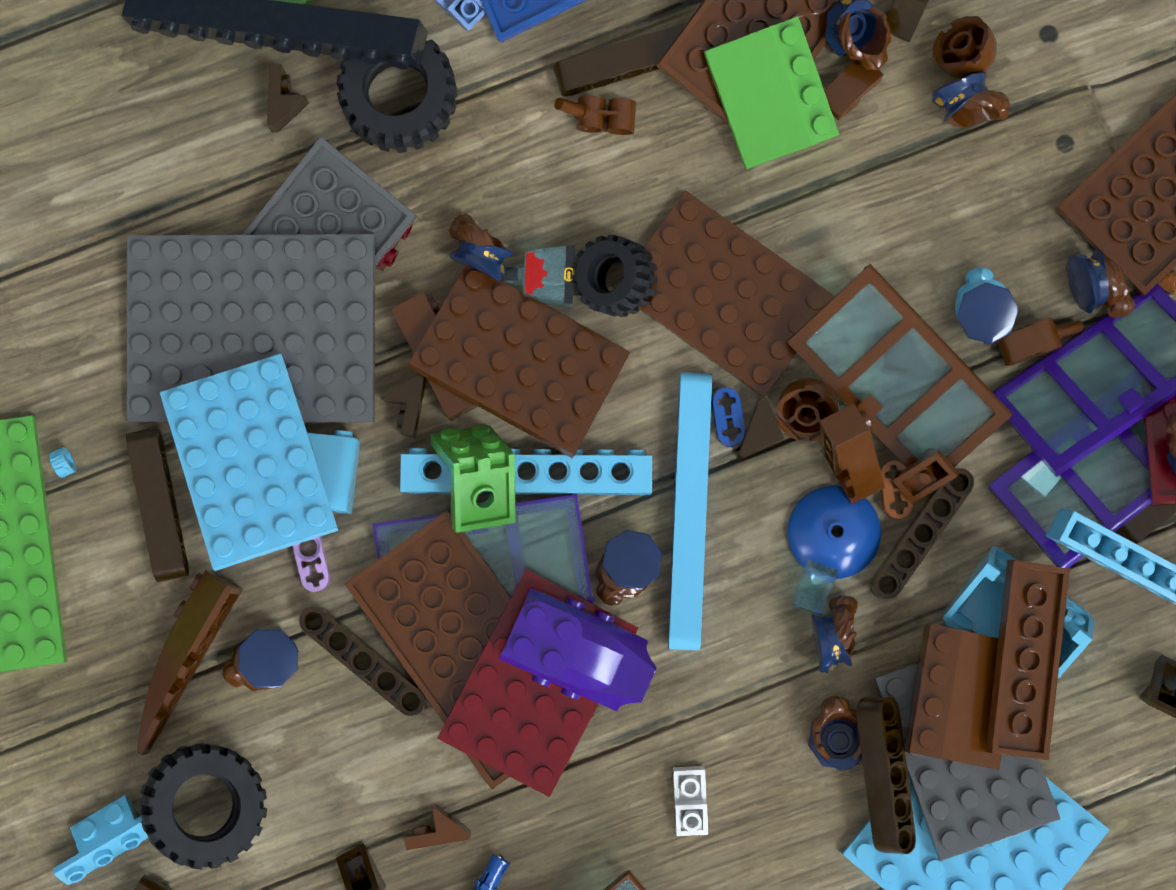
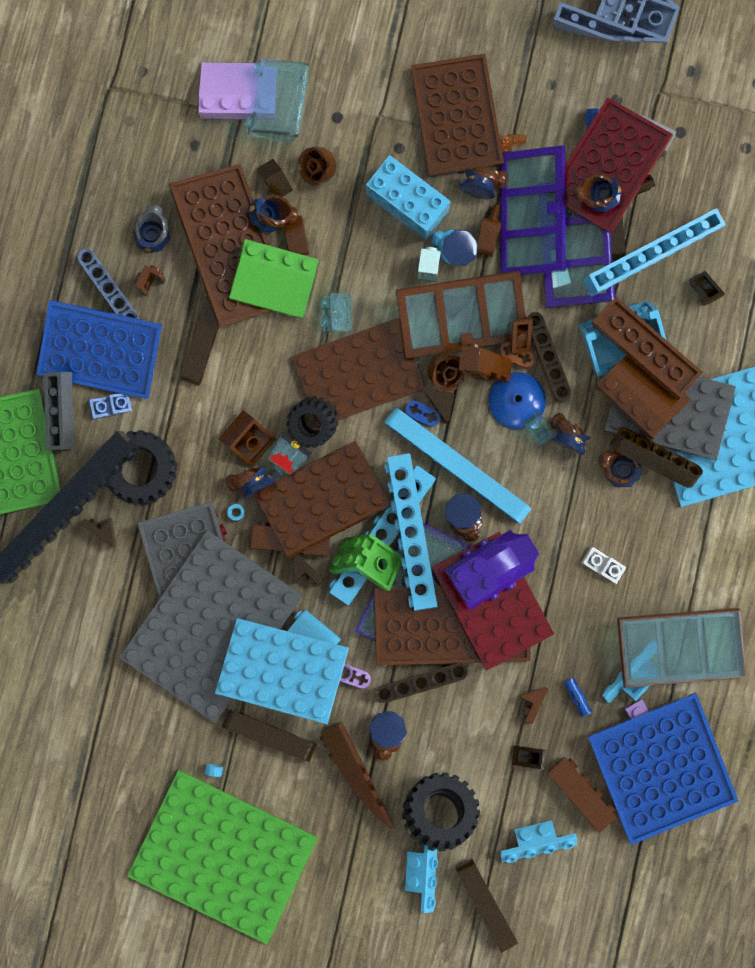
camera: 55 degrees left, 0 degrees up
(426, 249) = (230, 509): none -> medium azure axle
(533, 206) = (247, 438): none -> reddish brown slope
(596, 116) = (222, 374): reddish brown beam -> none
(642, 437) = (404, 464): none -> medium azure brick
(785, 210) = (336, 312): none -> clear light blue bracket
(936, 286) = (429, 264): none -> light aqua brick
(970, 102) = (346, 181): piece -> none
(1007, 196) = (407, 197): none -> medium azure brick

